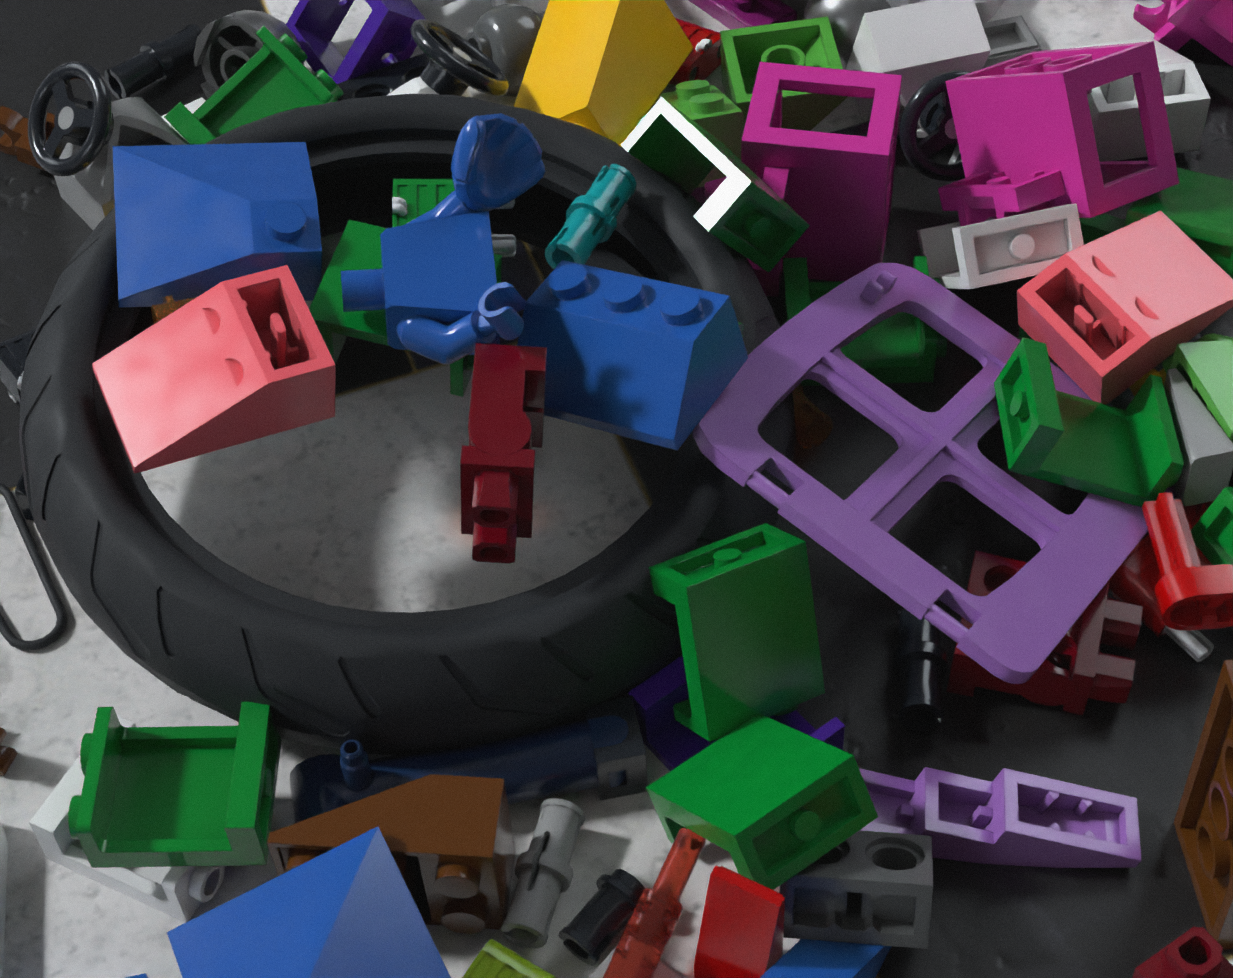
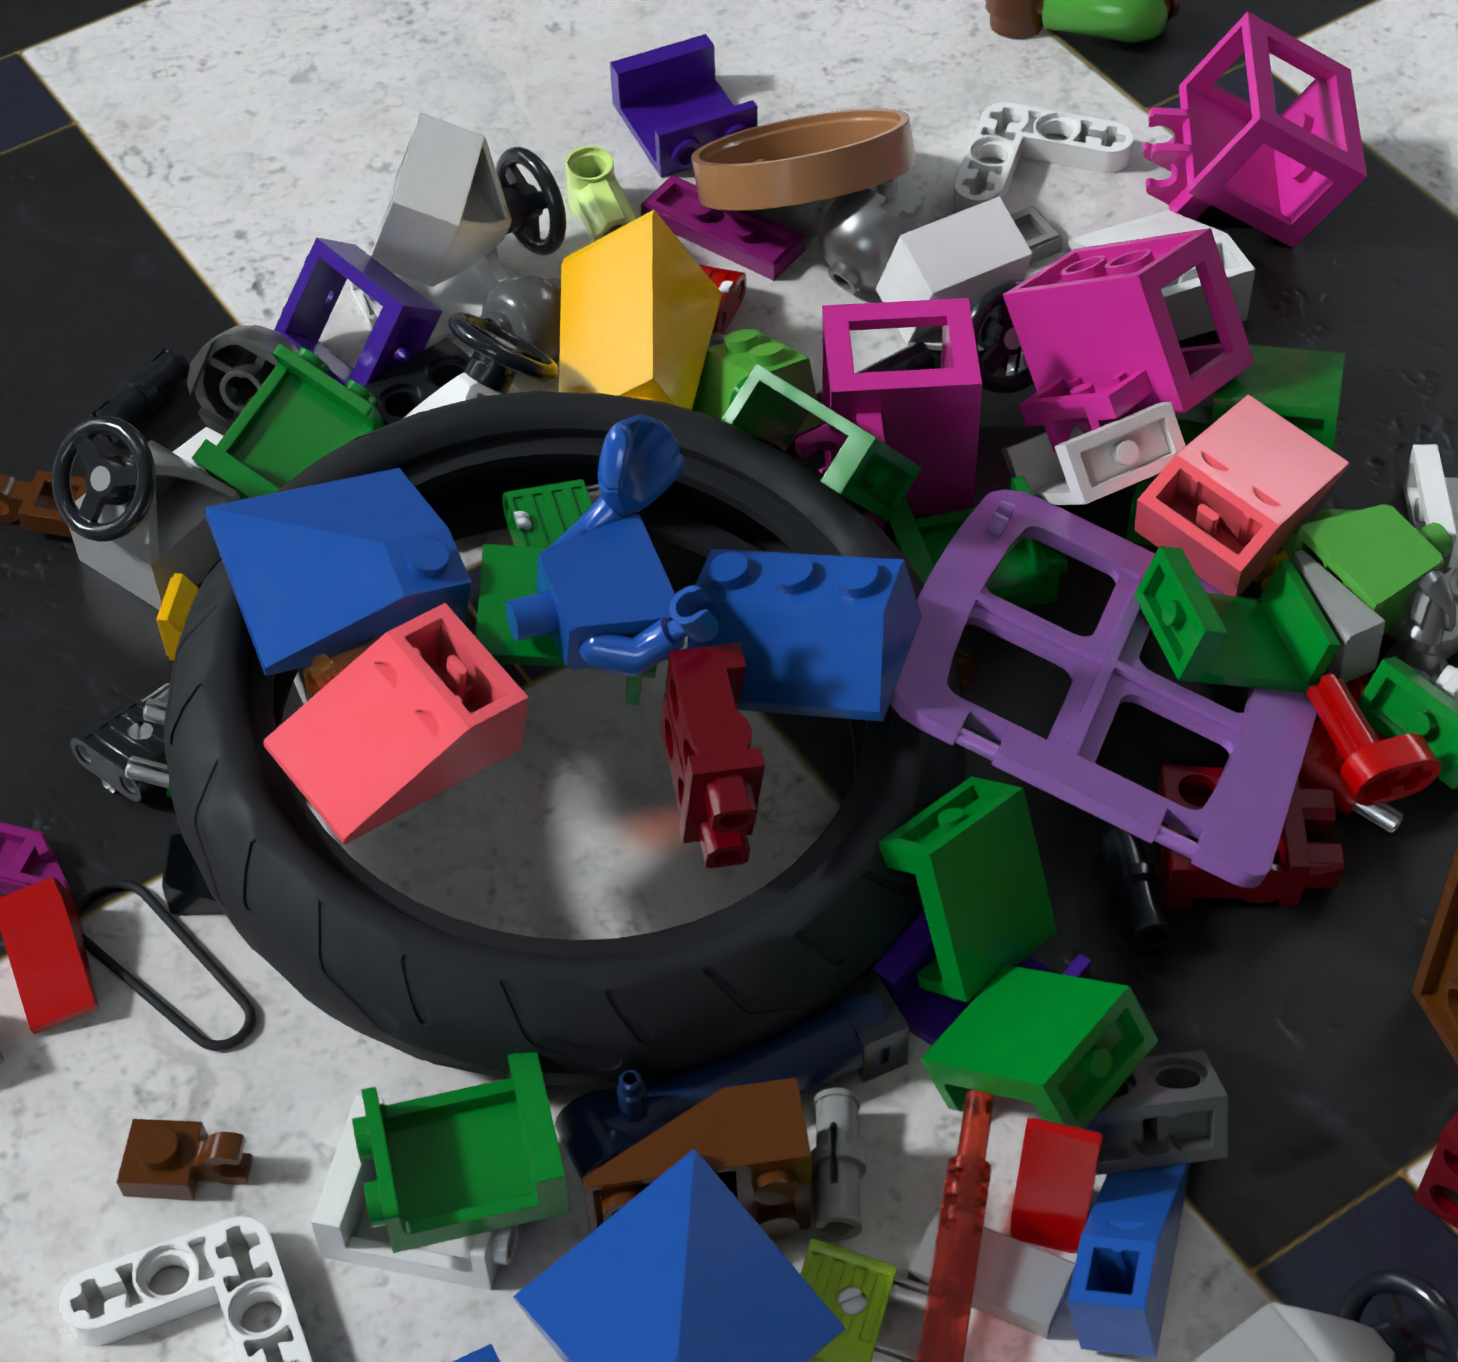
camera: 15 degrees left, 0 degrees up
(592, 216) = (713, 499): teal pin -> none
(602, 916) = (917, 1177): black pin -> none
(793, 43) = (790, 297): bright green slope -> none
(1009, 820) = (1271, 1018): medium lavender slope -> none

